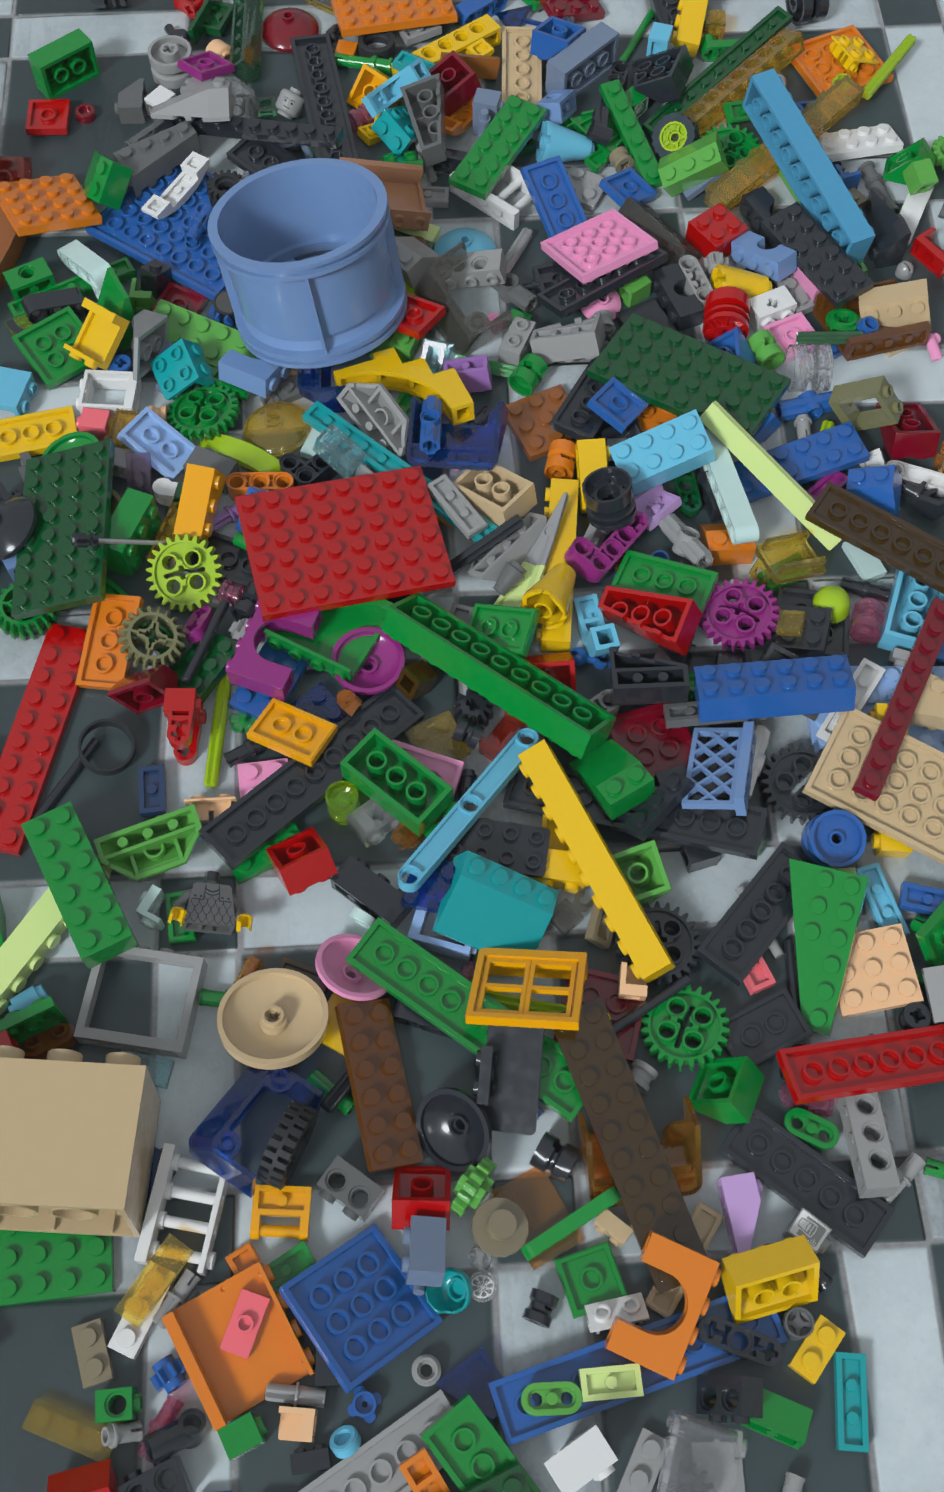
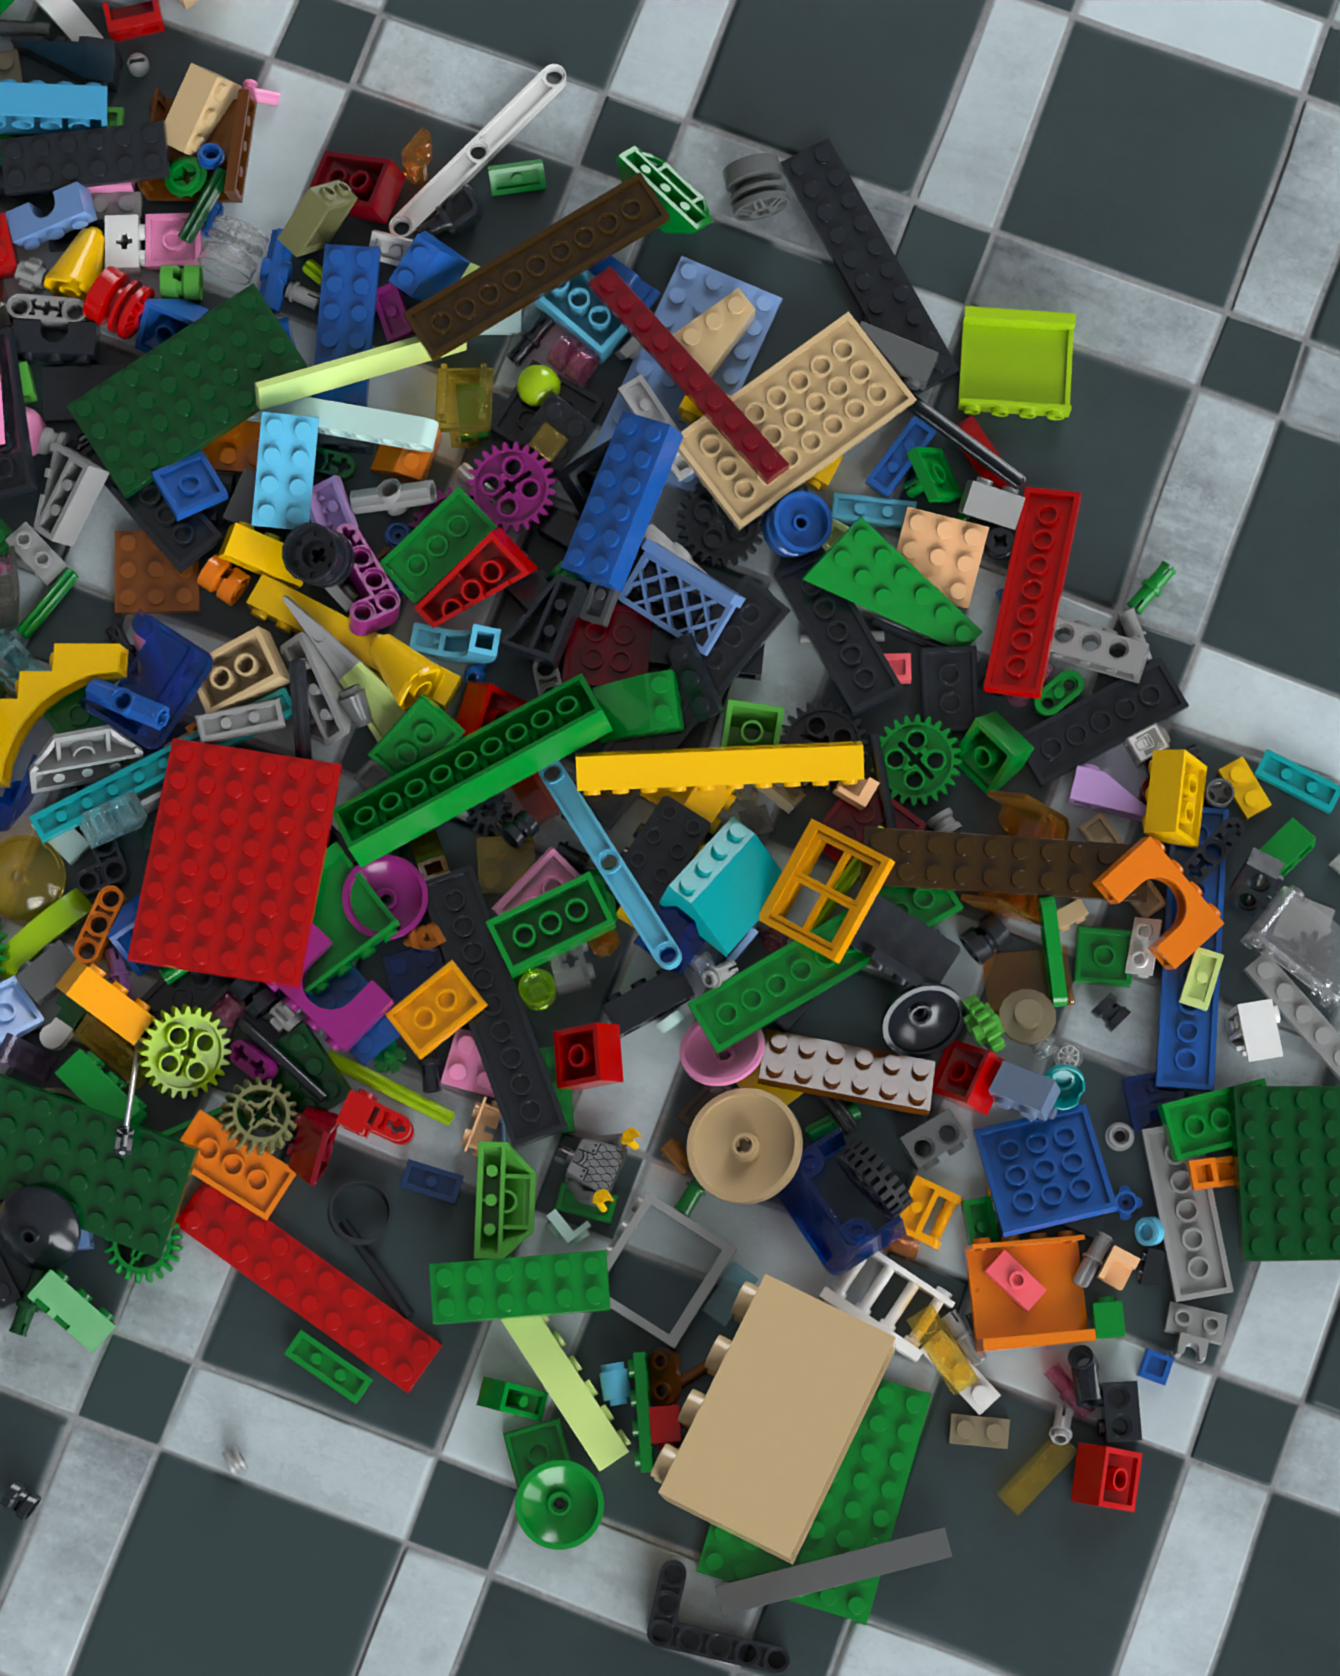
camera: 65 degrees left, 15 degrees up
(104, 1405) = (1026, 1431): green brick -> none
(169, 1374) = (1028, 1365): blue gear -> none
(241, 1206) = (904, 1248): none -> clear orange pin
(243, 1258) = (953, 1263): orange tile -> none
(411, 928) = (714, 976): none -> light grey pin
(419, 918) = (702, 962): none -> clear hinge
(473, 372) = (57, 625): medium lavender slope -> none
(528, 375) = (86, 559): green wheel -> none
(551, 1398) = (1193, 1036): bright green plate -> none

